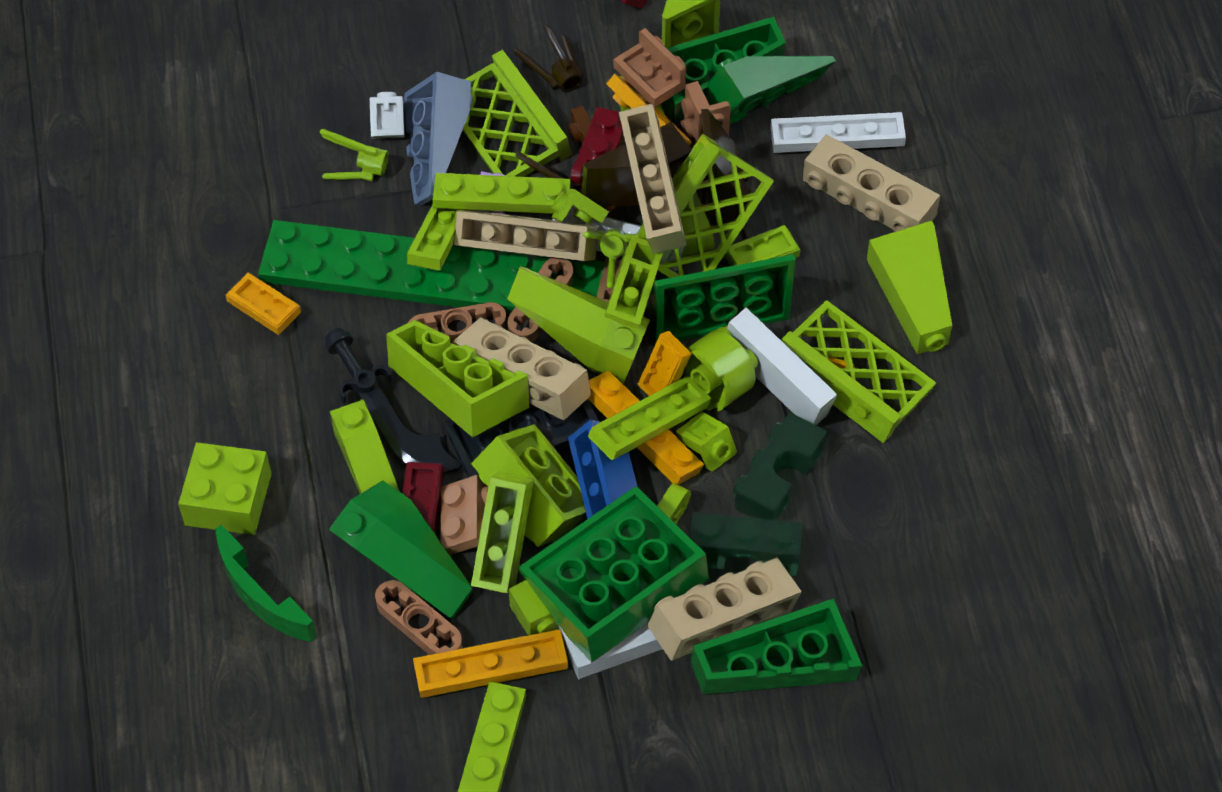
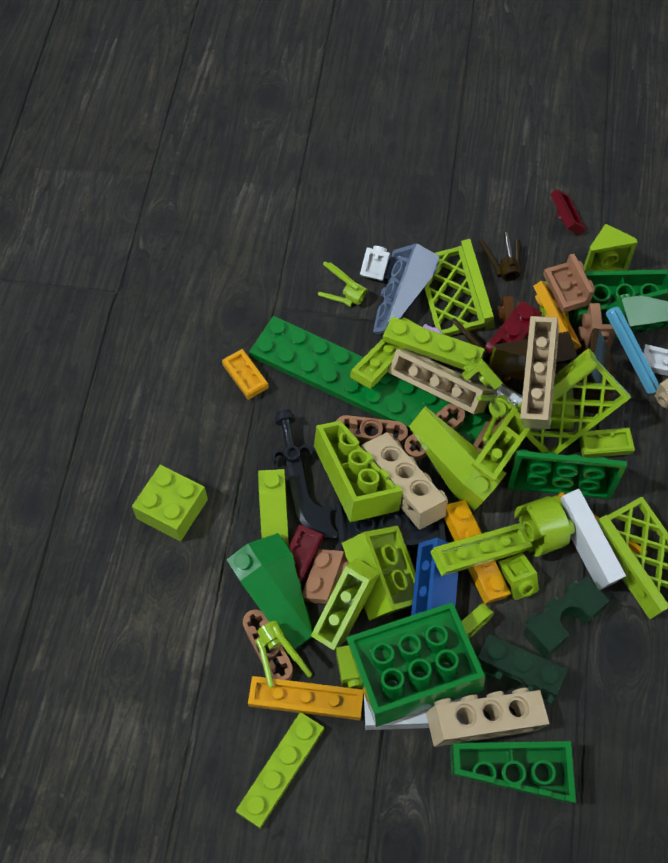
camera: 20 degrees right, 5 degrees up
(285, 617) = (157, 558): green slope -> none
(424, 602) = (273, 637): none -> lime plant
(664, 364) = (505, 510): light orange plate -> none
(757, 127) = (632, 349): none -> medium azure axle

